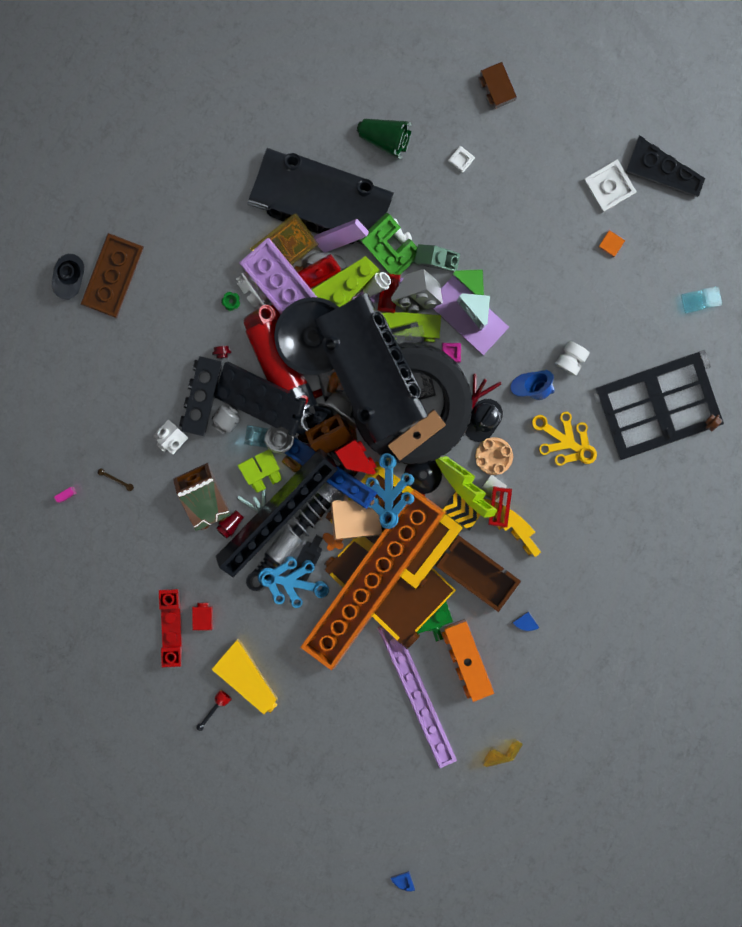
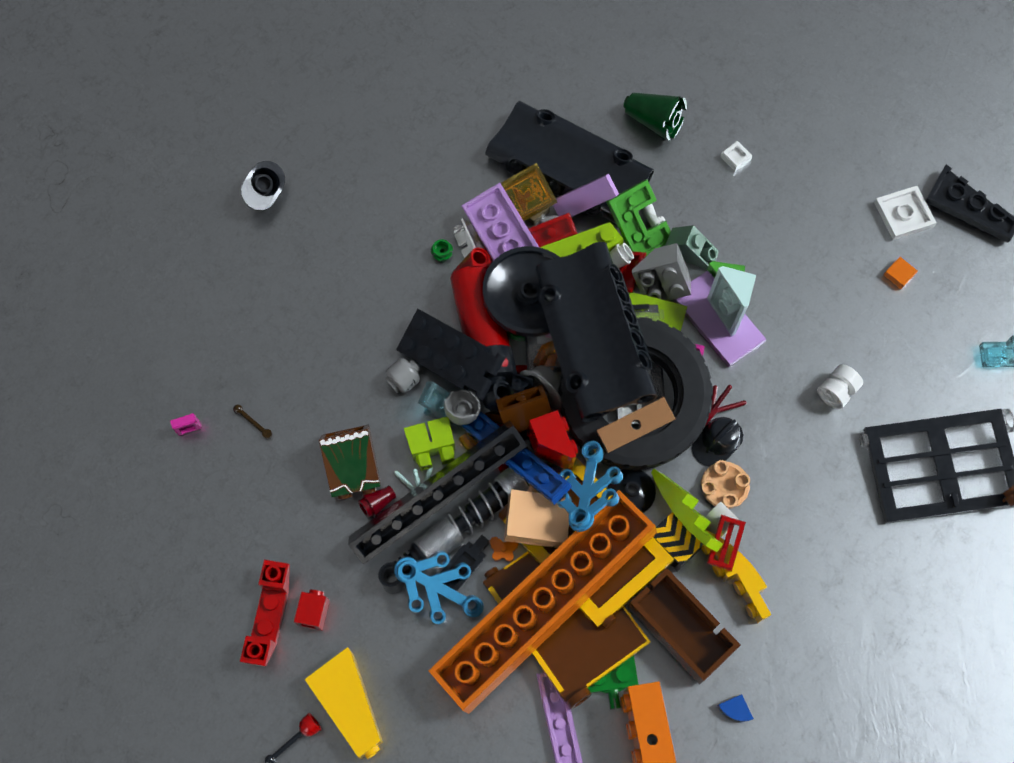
camera: 10 degrees right, 20 degrees down
(112, 275) = (314, 201): reddish brown tile -> none
(170, 437) = (330, 382): white brick -> none
(199, 426) = (370, 377): black brick -> none
(221, 352) = (417, 300): dark red plate -> none
(497, 85) = (789, 89): reddish brown brick -> none
(534, 384) = (789, 410): blue piece -> none
(567, 440) = (819, 485): yellow plant -> none

